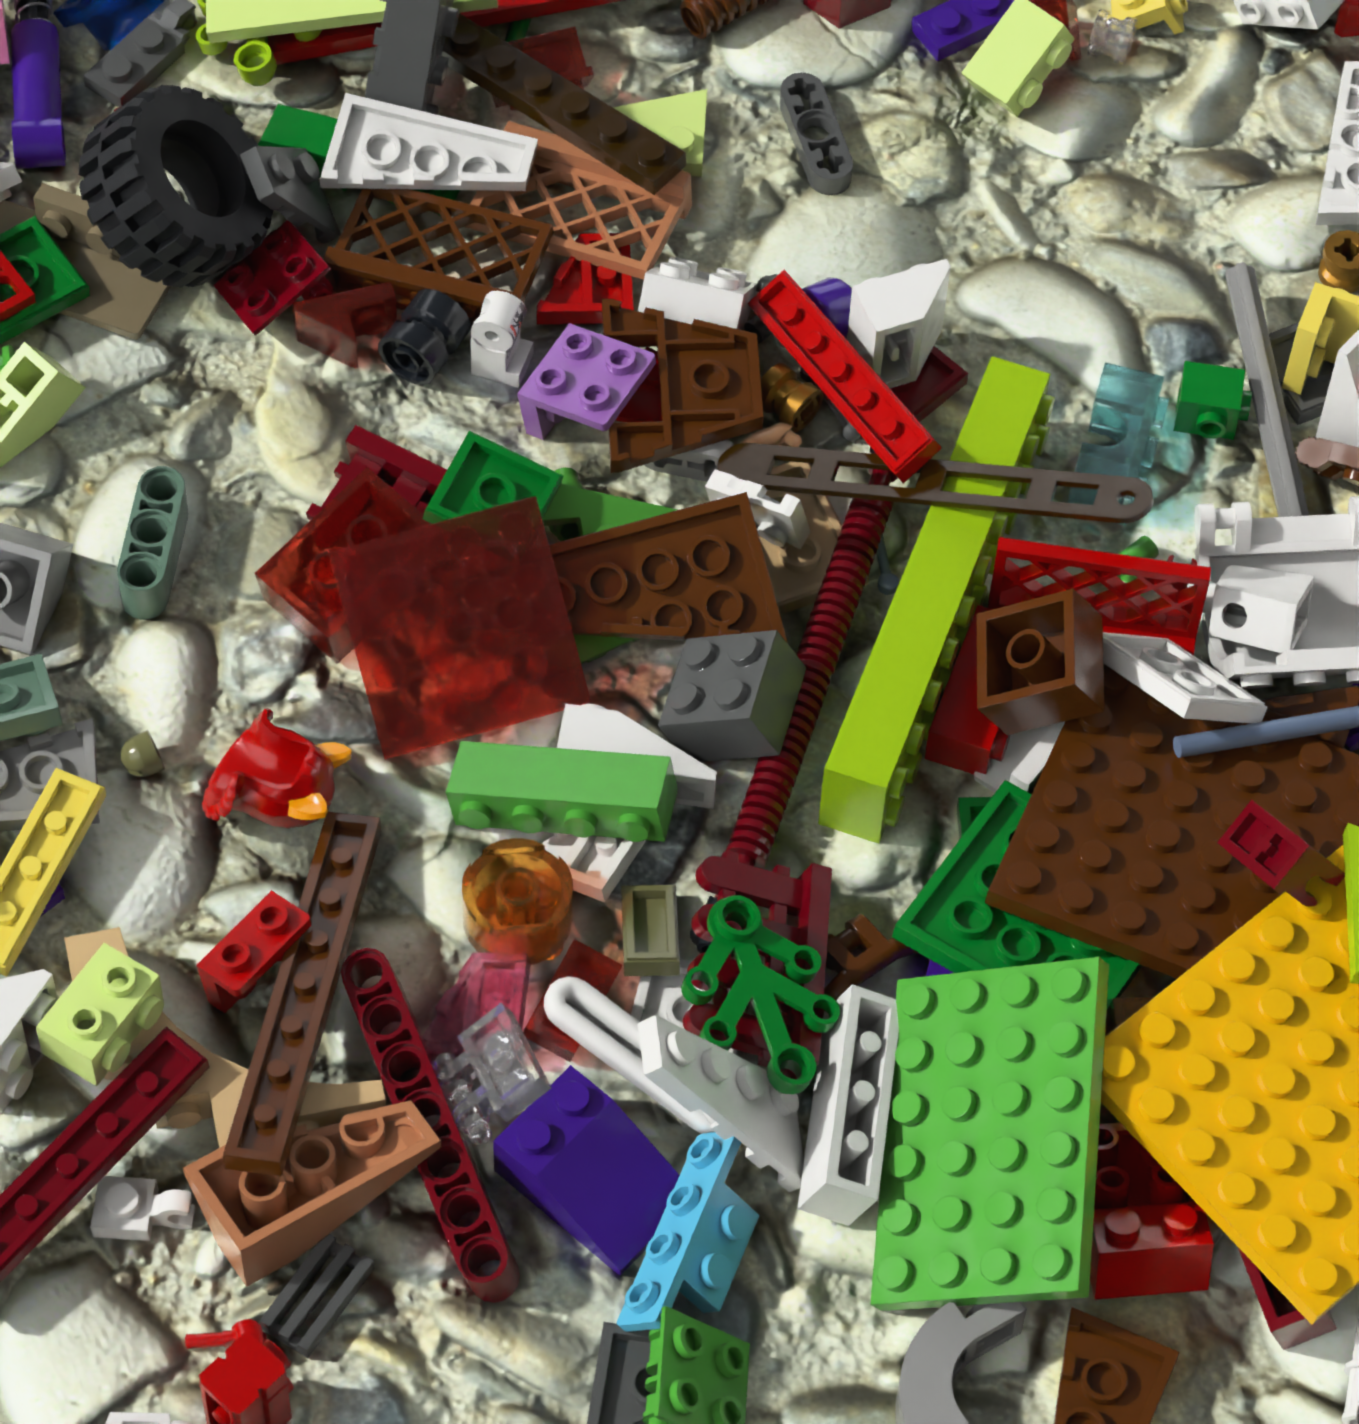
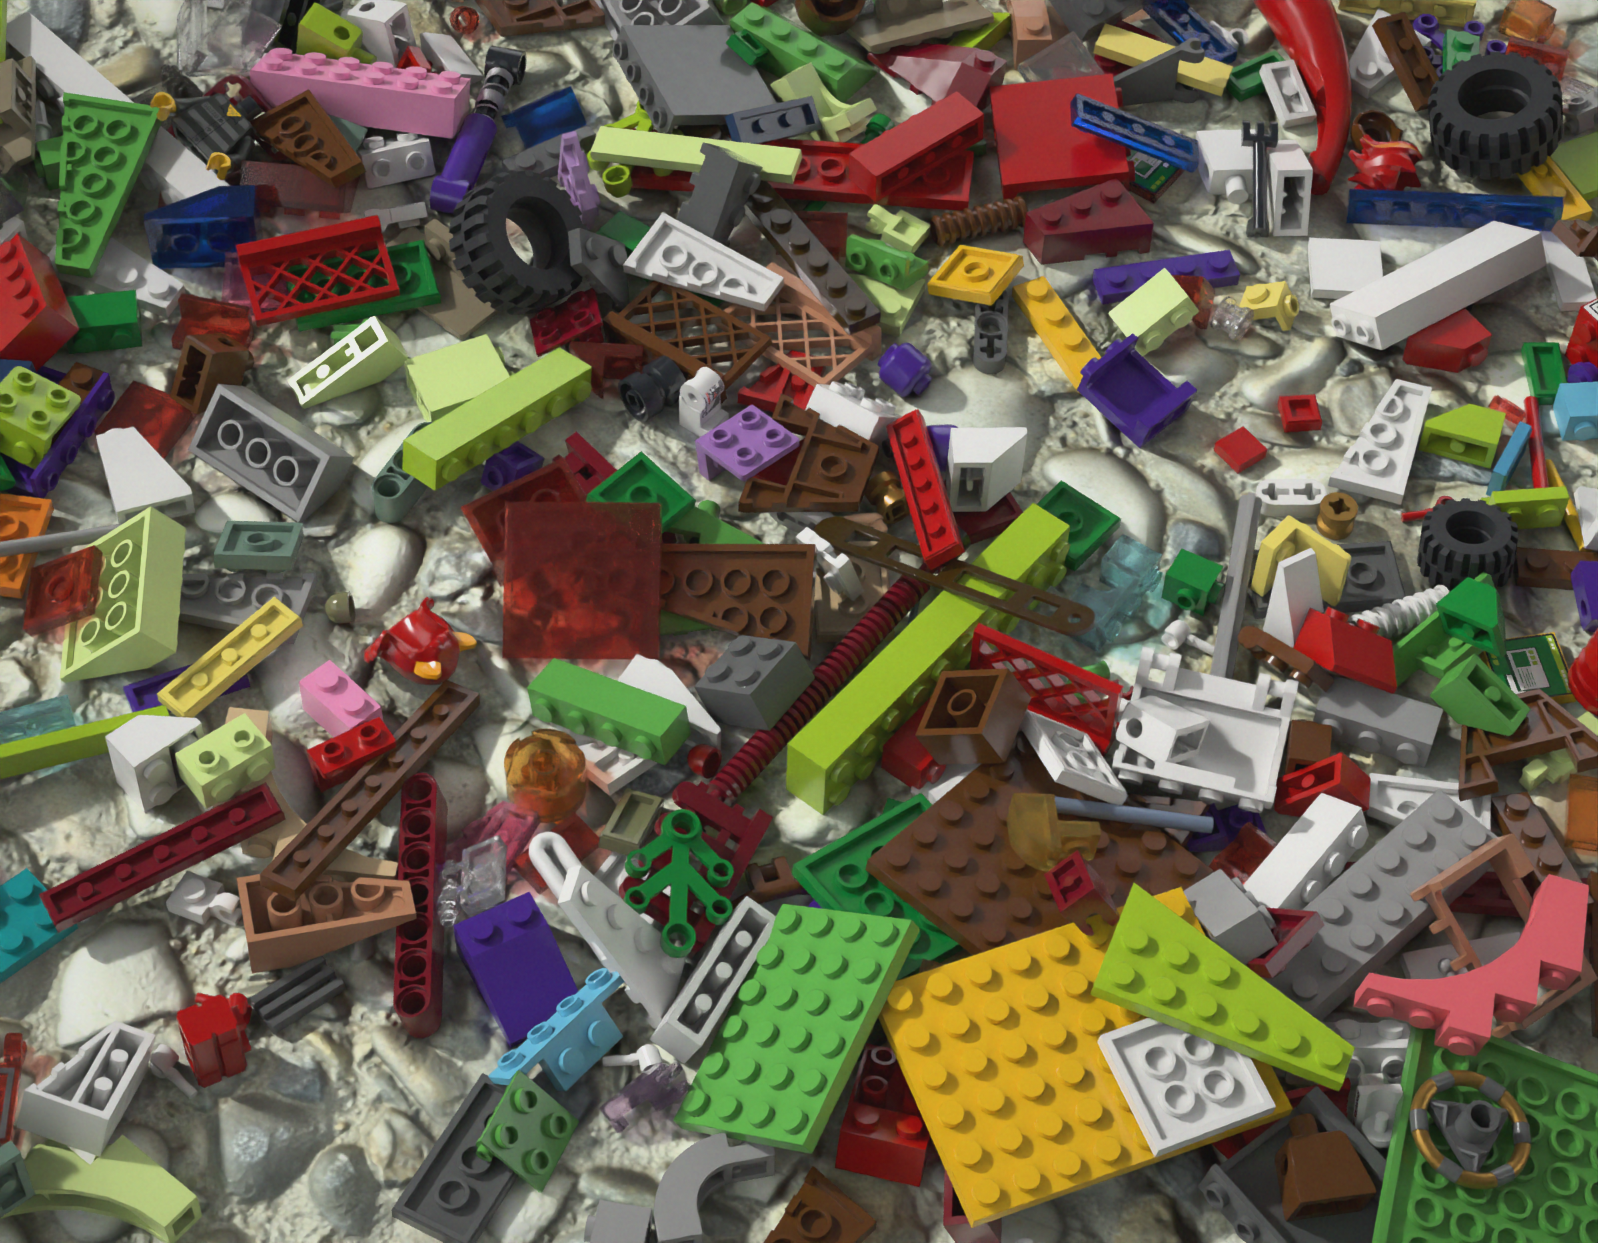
camera: 20 degrees right, 5 degrees down
(164, 397) = (454, 375): none -> yellowish green panel
(203, 887) = (336, 700): none -> bright pink brick
(206, 67) = (574, 176): none -> lavender wing
(246, 438) = (496, 418): none -> lime brick
(280, 498) = (510, 465): none -> dark purple bracket
(647, 31) = (899, 231): none -> yellowish green plate
(648, 81) = (884, 262): none -> bright green bracket
(703, 817) = (704, 760): none -> red hinge
(735, 219) = (905, 369): none -> dark purple head
(769, 66) = (975, 275): none -> yellow tile
(802, 1232) = (645, 1057): none -> white hand
(828, 1269) = (653, 1085): none -> clear purple piece
(907, 116) = (1055, 326): none -> yellow plate
(1032, 348) = (1088, 521): none -> green plate
(1033, 169) = (1133, 392): none -> dark purple panel
(1189, 794) = (1041, 838): none -> clear yellow brick
(1191, 208) = (1240, 449): none -> red tile
(1220, 471) = (1180, 632): none -> white hand
(1242, 138) = (1299, 413): none -> red tile
(1276, 251) = (1290, 497): none -> white beam

